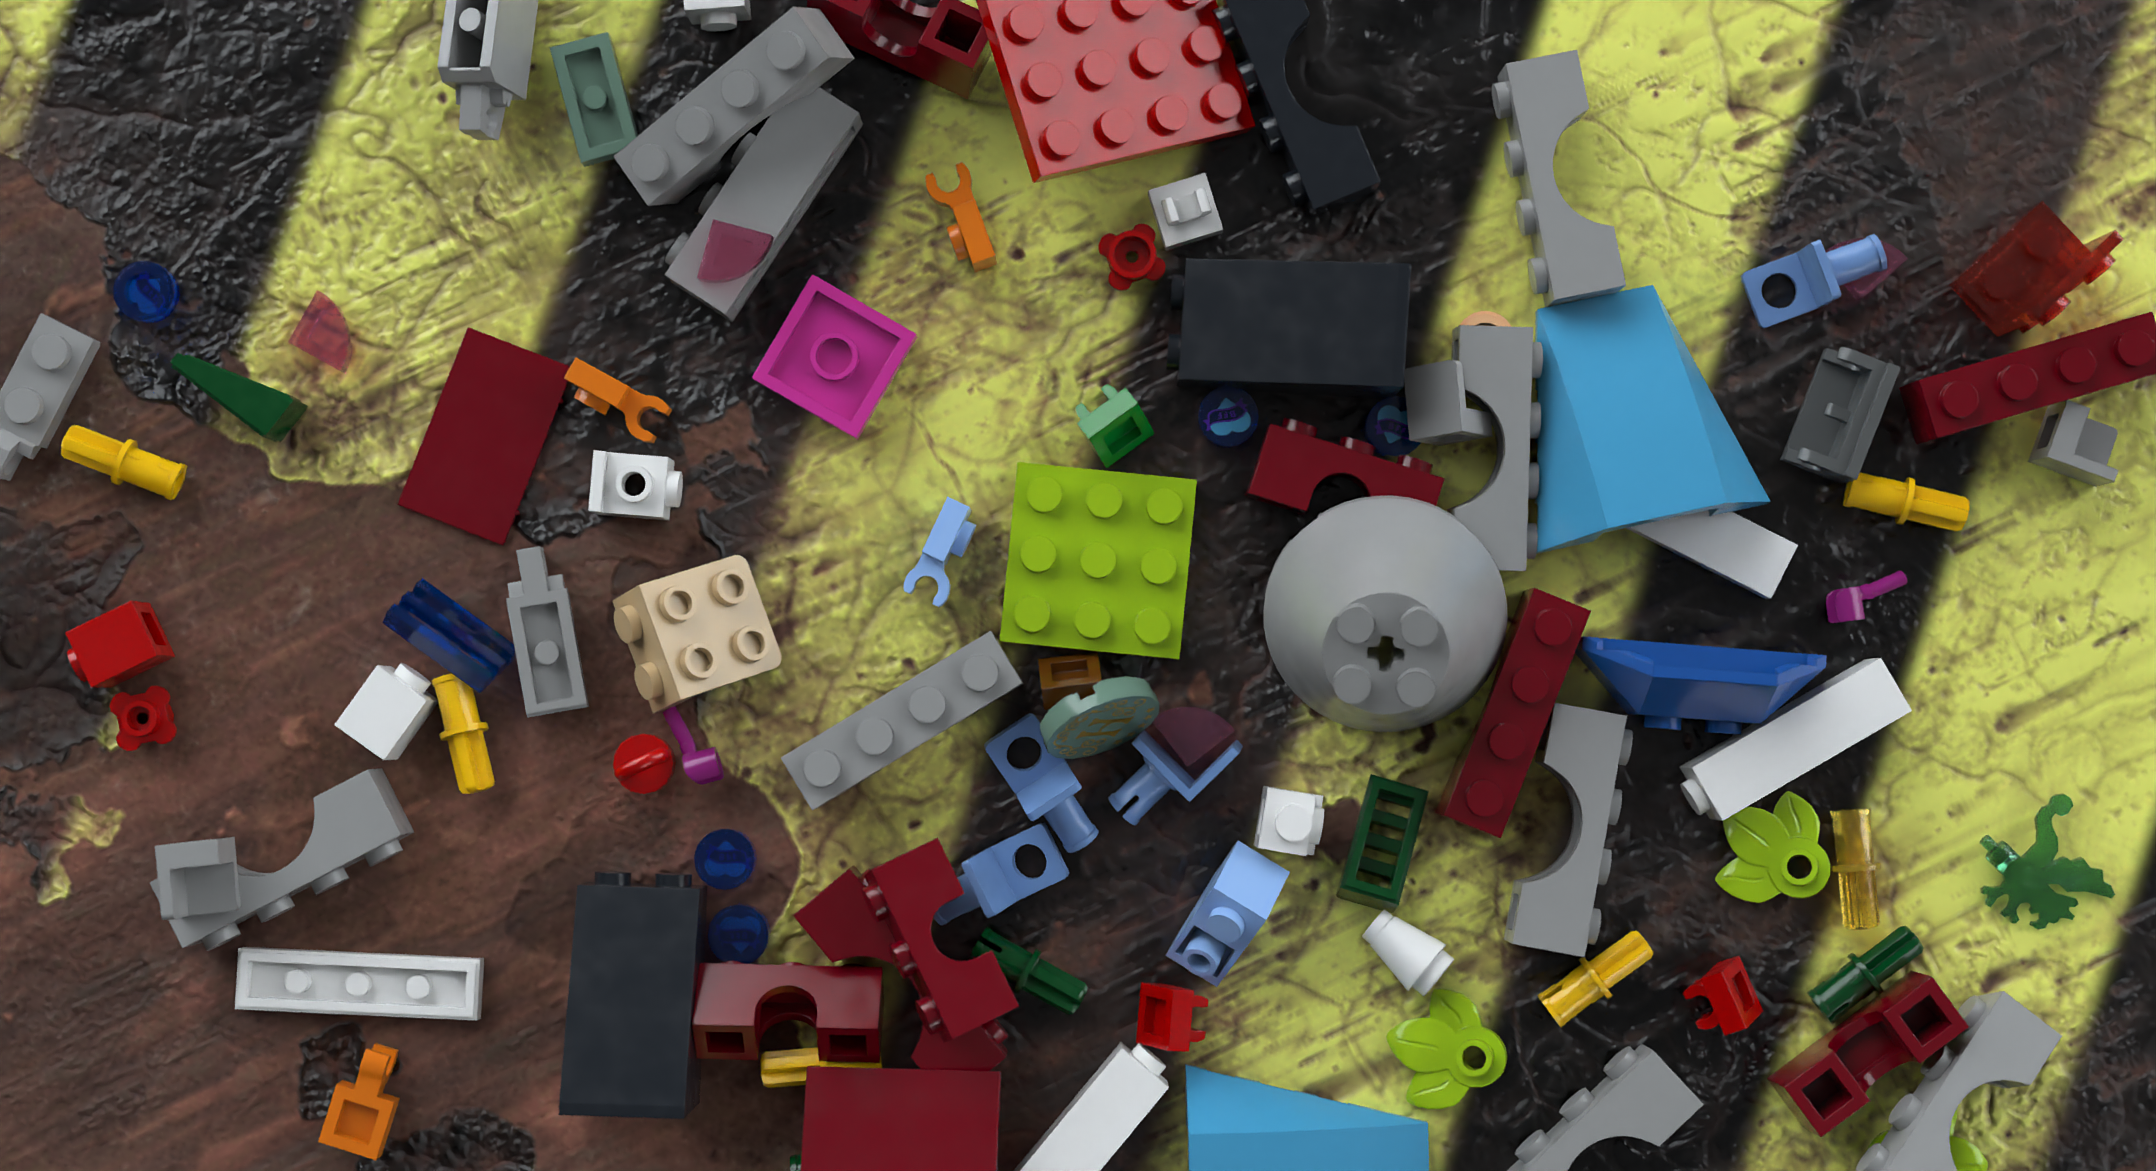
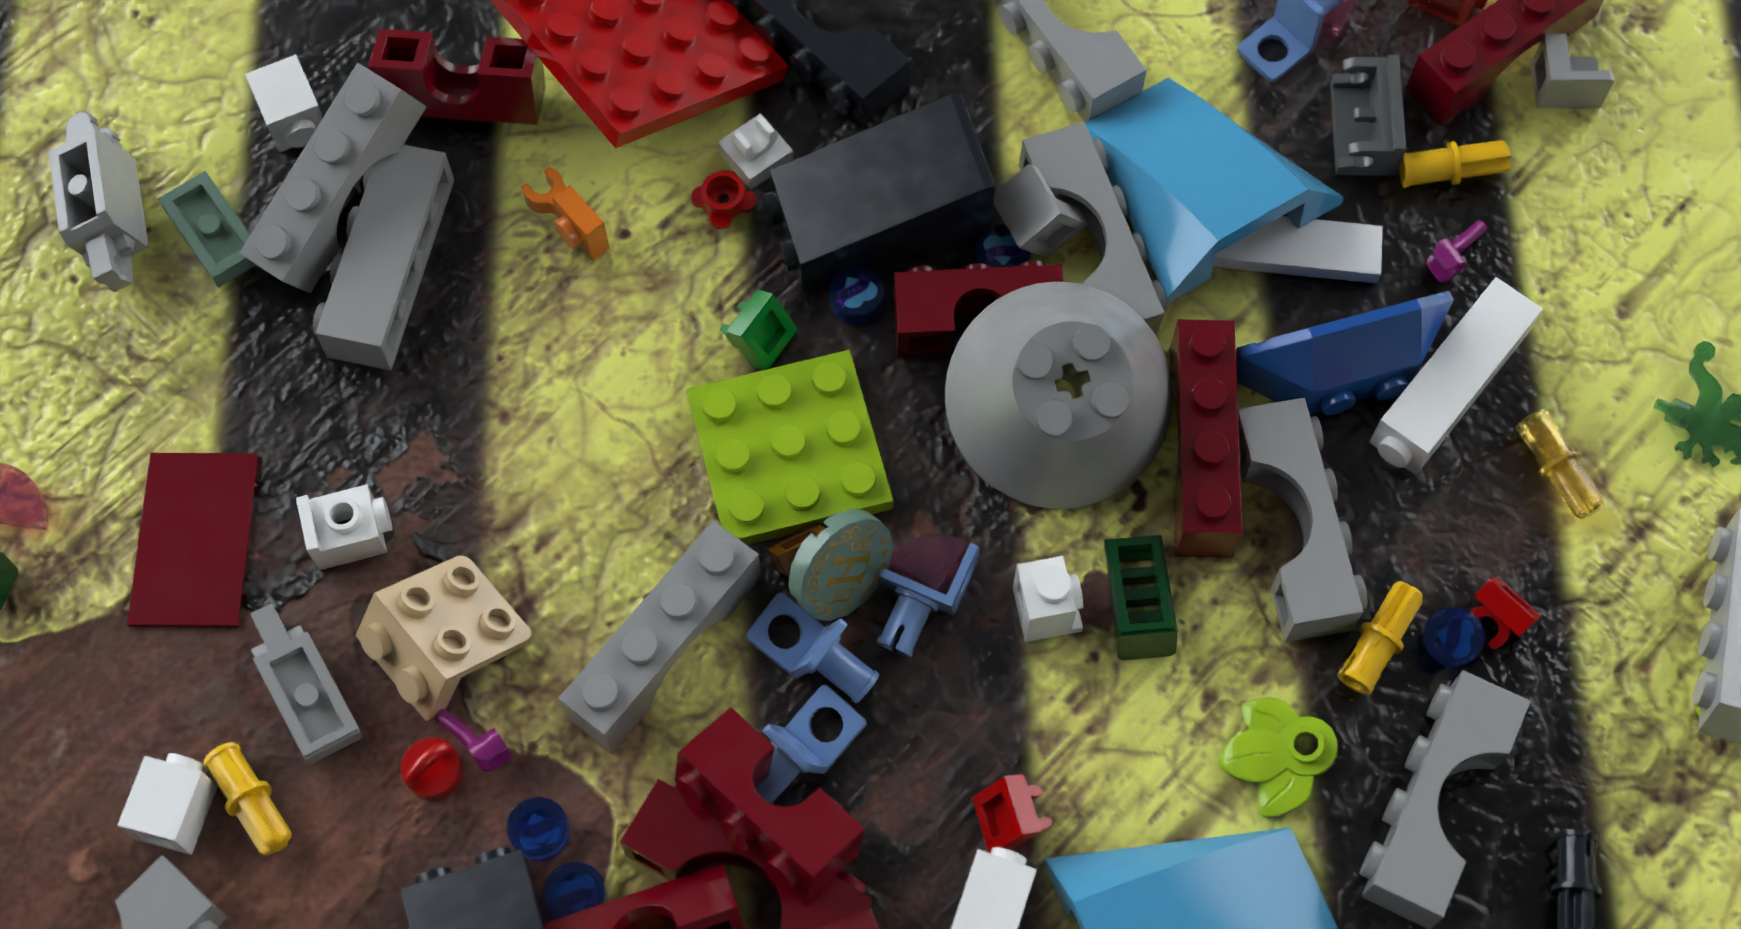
camera: 20 degrees left, 20 degrees down
(456, 630) = (209, 715): clear blue tile -> none
(602, 391) = (296, 453): orange plate -> none
(732, 252) = (370, 291): clear pink tile -> none
(834, 357) = (491, 360): dark pink plate -> none
(949, 536) = (645, 469): light blue plate -> none
(1032, 973) = (887, 826): dark green axle -> none
(1228, 913) = (1026, 703): light blue slope -> none
(1408, 952) = (1205, 676): white cone -> none
(1666, 1002) = (1454, 636): none -> clear blue tile
(1766, 846) = (1476, 477): lime plate -> none
(1865, 974) = (1613, 549): dark green axle -> none
(1893, 1028) = (1648, 605): dark red arch -> none

